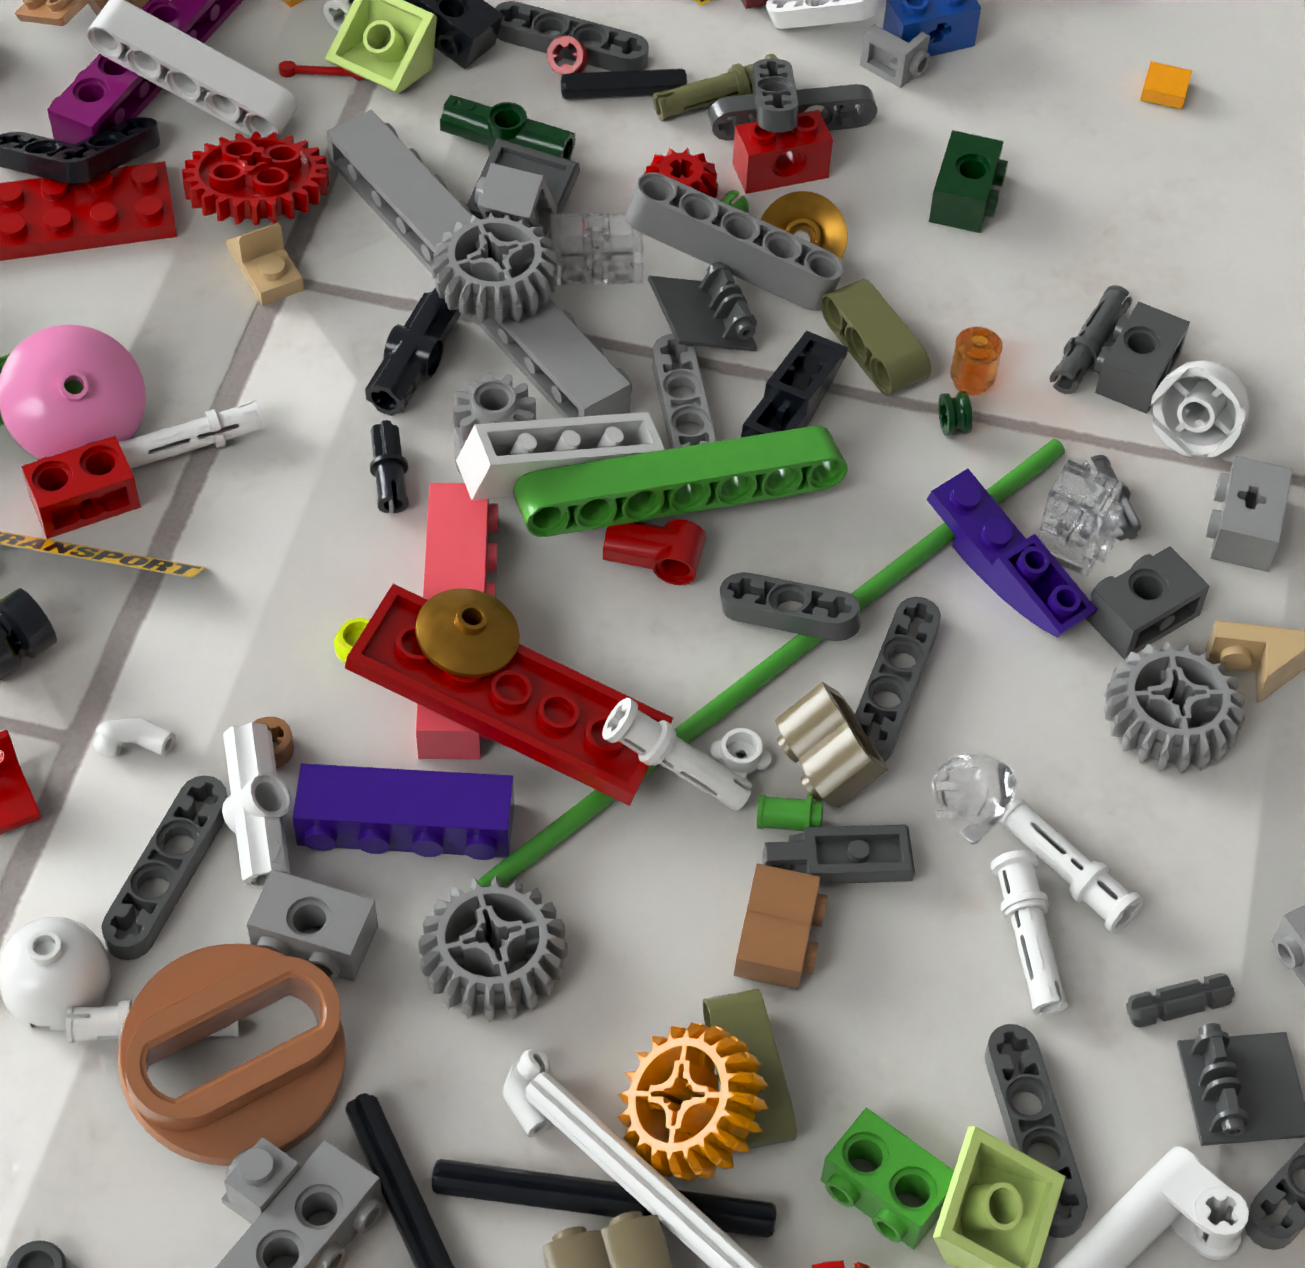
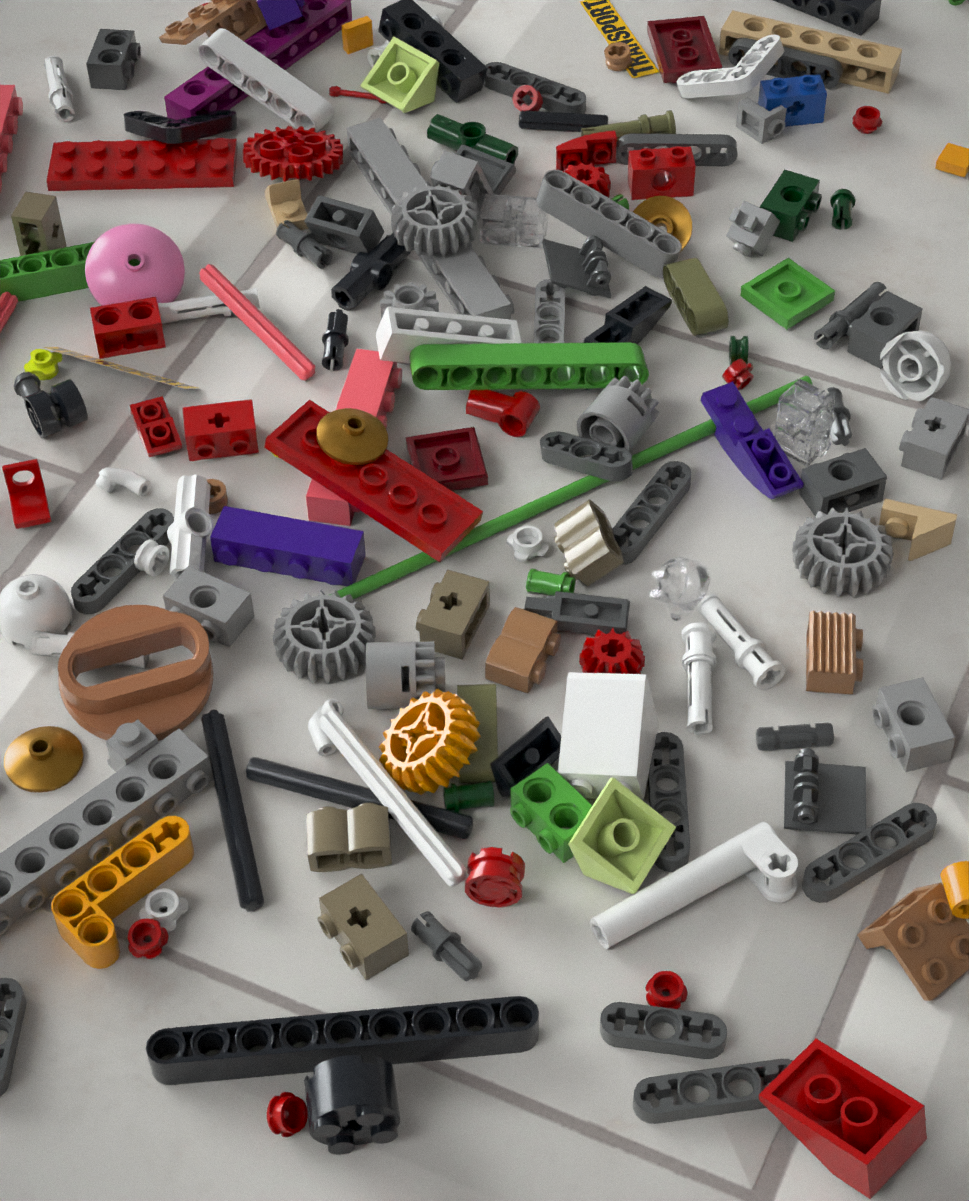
camera: 15 degrees right, 5 degrees down
(129, 1233) = (43, 770): none -> pearl gold dish
(160, 642) = (155, 426): none -> red slope
(208, 857) = (151, 557): none -> white bush
(259, 636) = (220, 430): none -> red brick
(271, 456) = (257, 322): none -> coral axle
(305, 318) = (304, 244): none -> dark grey pin
(361, 287) = (344, 225): none -> dark grey brick
(597, 635) = (449, 458): none -> dark red plate
(625, 996) = (401, 672): none -> light grey gear
(659, 745) = (465, 522): white pin -> none
(666, 911) = (454, 613): none -> dark tan brick
(670, 126) = (591, 148): none -> red slope
(760, 1171) = (468, 796): none -> dark green pin
(775, 95) = (661, 133): dark grey beam -> none
(824, 539) = (619, 414): none -> light grey gear
(834, 1100) = (526, 756): none -> black slope
(923, 910) = (612, 654): none -> red gear
(929, 226) = (751, 229): none -> light grey brick
(938, 1051) = (607, 732): none -> white slope
(963, 450) = (739, 374): none -> red plate
(975, 360) = (761, 318): clear orange brick -> none
(1005, 307) = (787, 293): none -> bright green plate
(1035, 37) = (867, 119): none -> red plate
(1036, 168) = (842, 203): none -> dark green pin
(1200, 865) = (832, 653): none -> medium nougat brick

